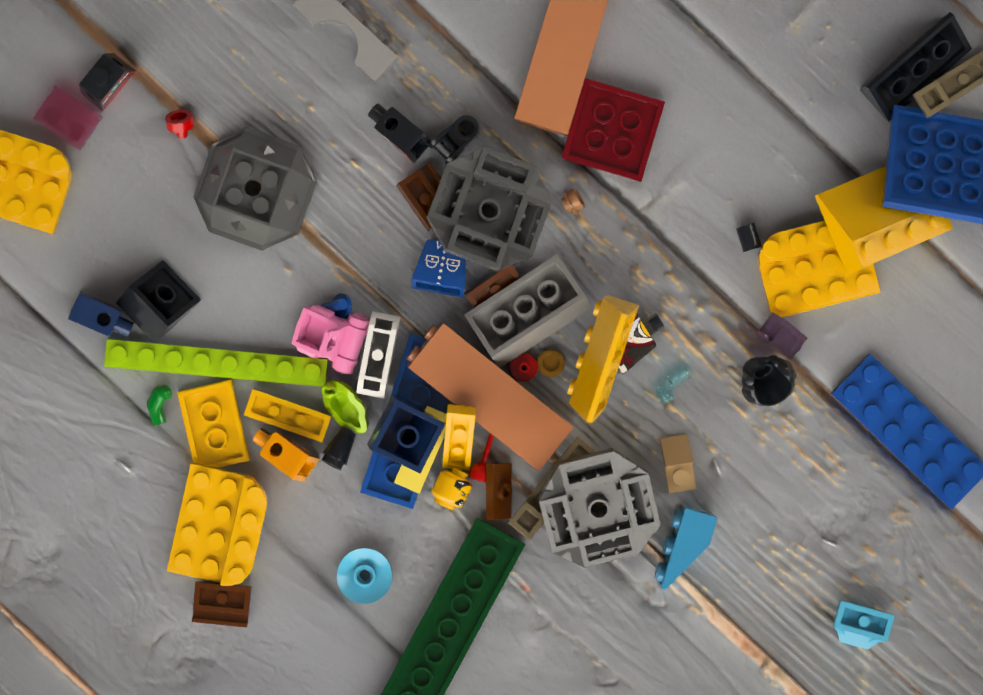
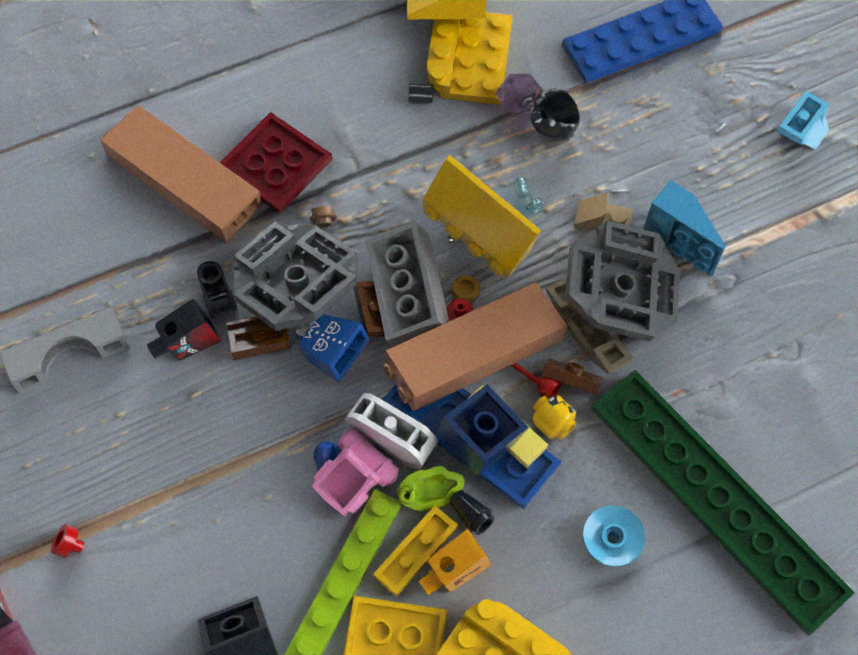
camera: 70 degrees left, 25 degrees down
(284, 193) = (177, 522): dark grey piece -> none
(459, 437) = (505, 382): yellow plate -> none

